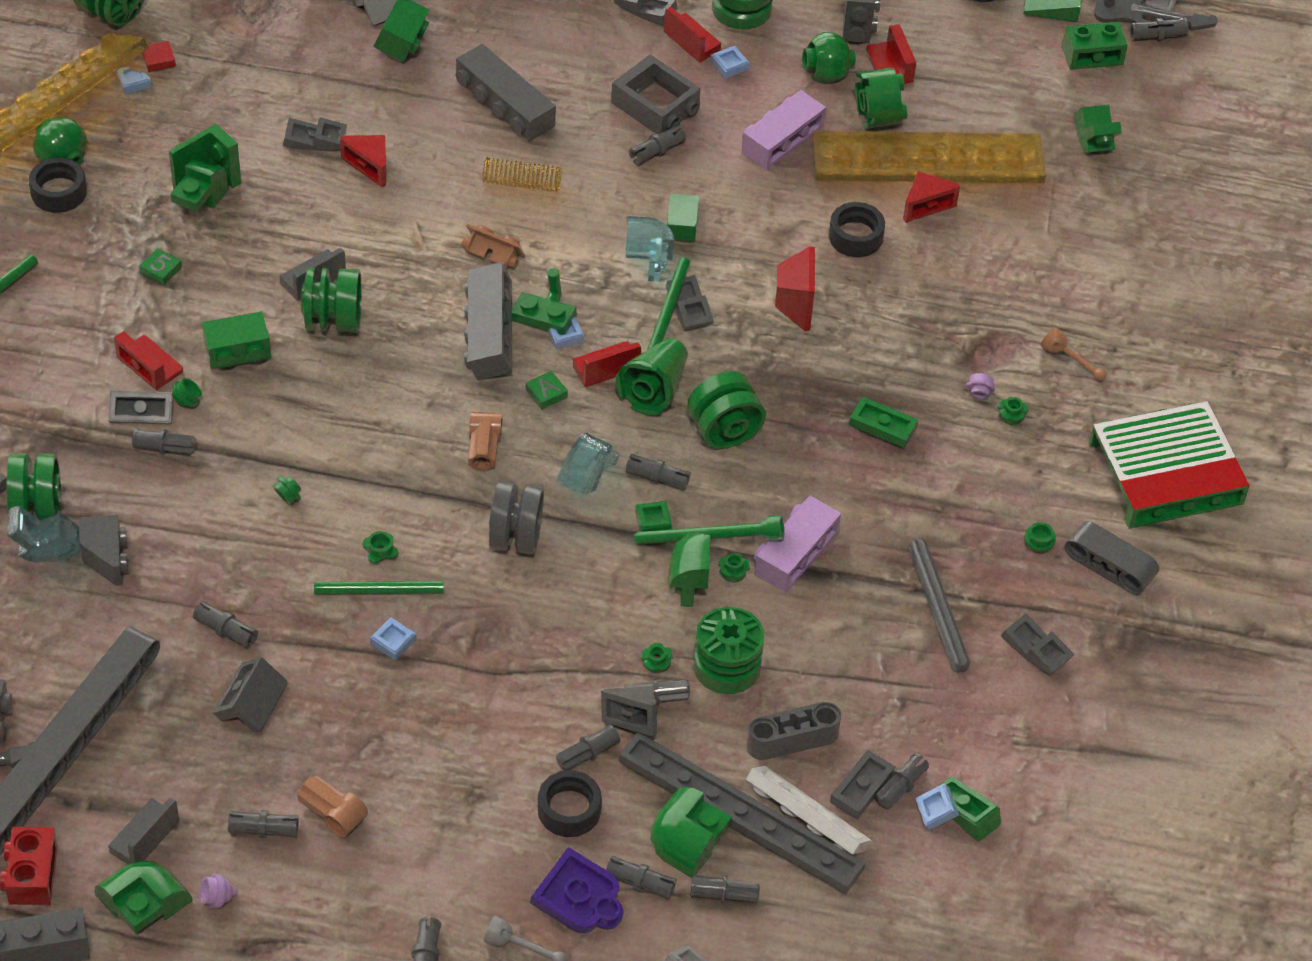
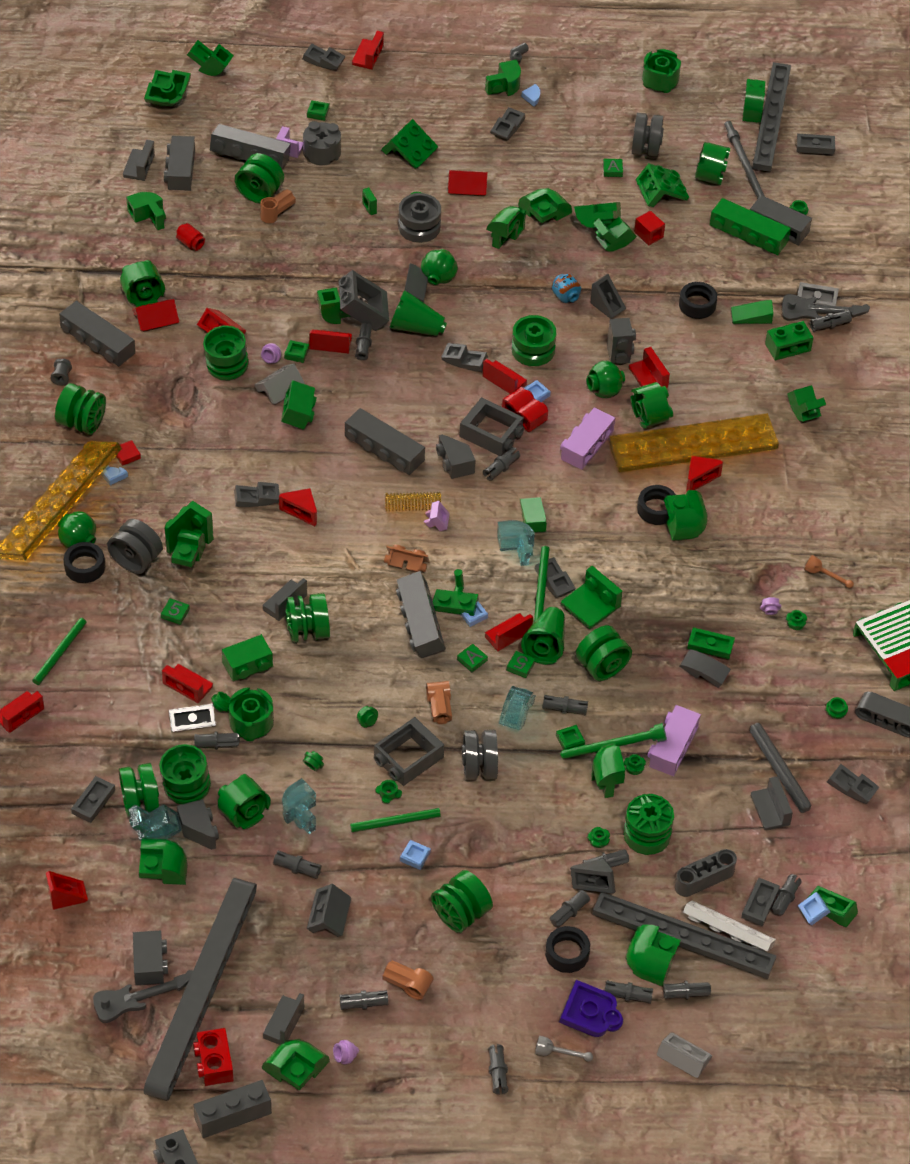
camera: 10 degrees left, 0 degrees up
(41, 588) = (163, 861): none -> green brick
(103, 477) = (185, 774): none -> green wheel
(127, 172) = (135, 546): none -> dark grey wheel
(172, 527) = (243, 802): none -> green brick
(219, 413) = (251, 713): none -> green brick
(246, 542) = (296, 805): none -> clear light blue brick
(379, 443) = (367, 716): none -> green plate
(411, 478) = (423, 737): none -> dark grey window
(435, 710) = (462, 901): none -> green wheel
(550, 199) = (437, 516): none -> lavender tile
(597, 126) = (456, 457): none -> dark grey slope
(611, 409) = (520, 664): none -> green tile
(709, 74) = (524, 404): none -> red brick
(736, 339) = (593, 599): none -> green bracket
(797, 287) = (629, 555): red slope -> none
(868, 452) = (706, 666): none -> dark grey slope
(892, 248) = (686, 515): none -> green brick
(913, 655) = (772, 805): none -> dark grey panel

